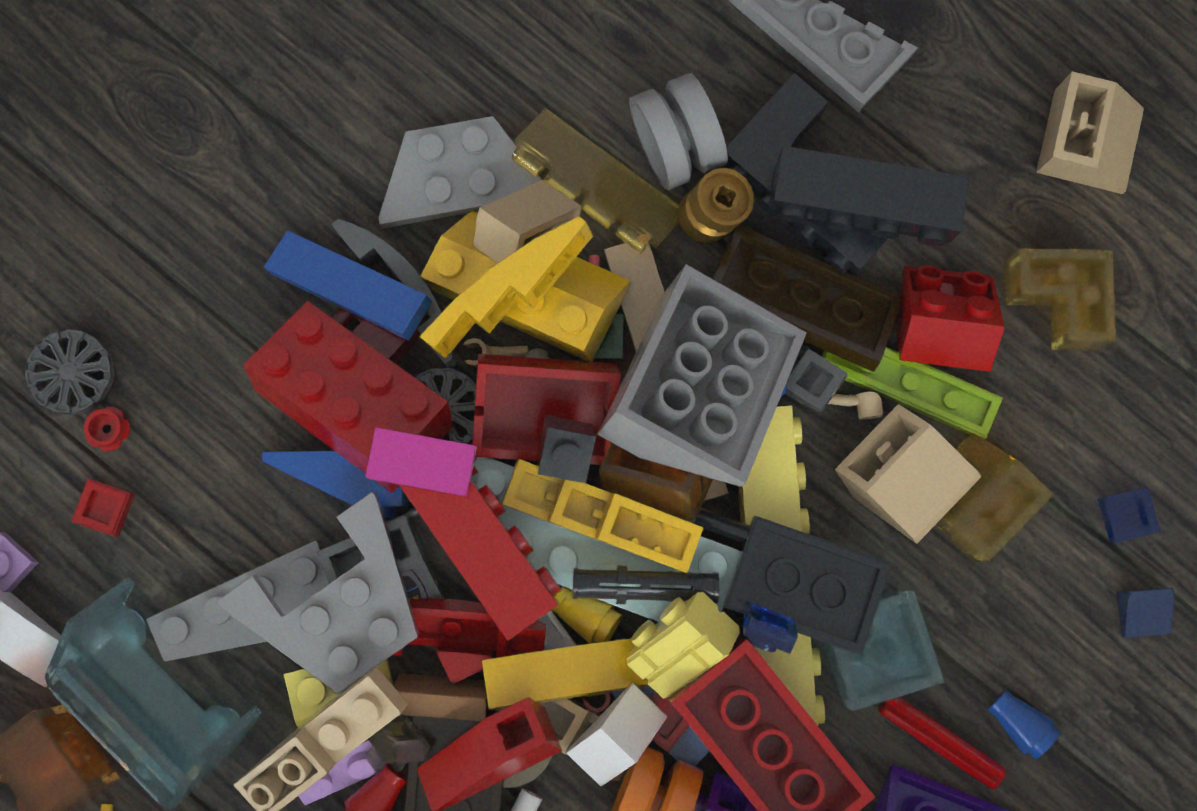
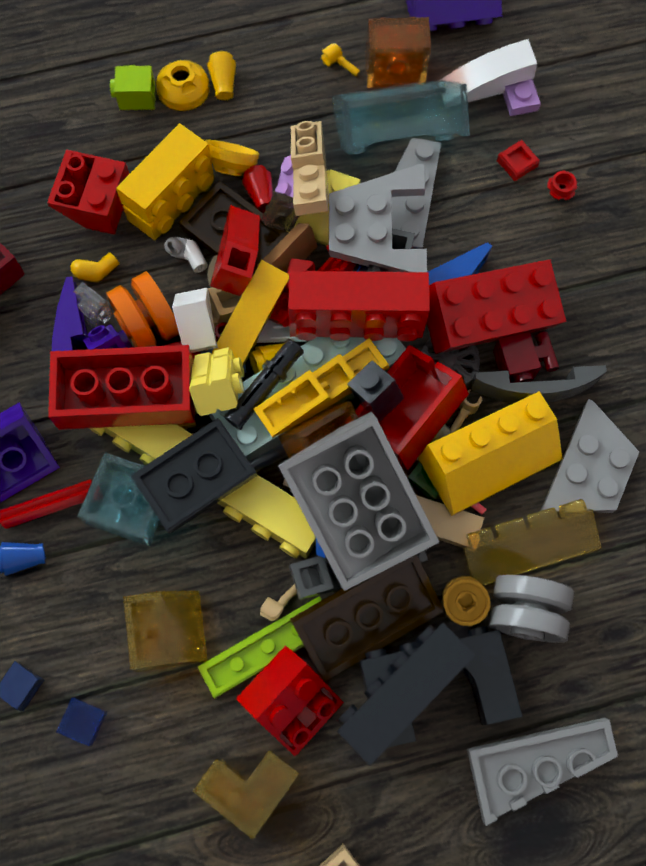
camera: 125 degrees right, 10 degrees down
(70, 372) = (608, 188): dark grey wheel -> none
(348, 285) = (560, 351): blue tile -> none
(421, 462) = (423, 288): dark pink tile -> none
(521, 217) = (530, 472): tan brick -> none
(521, 275) = (498, 432): yellow slope -> none
(769, 629) = (186, 427): clear blue plate -> none
(907, 473) = (212, 591): tan slope -> none

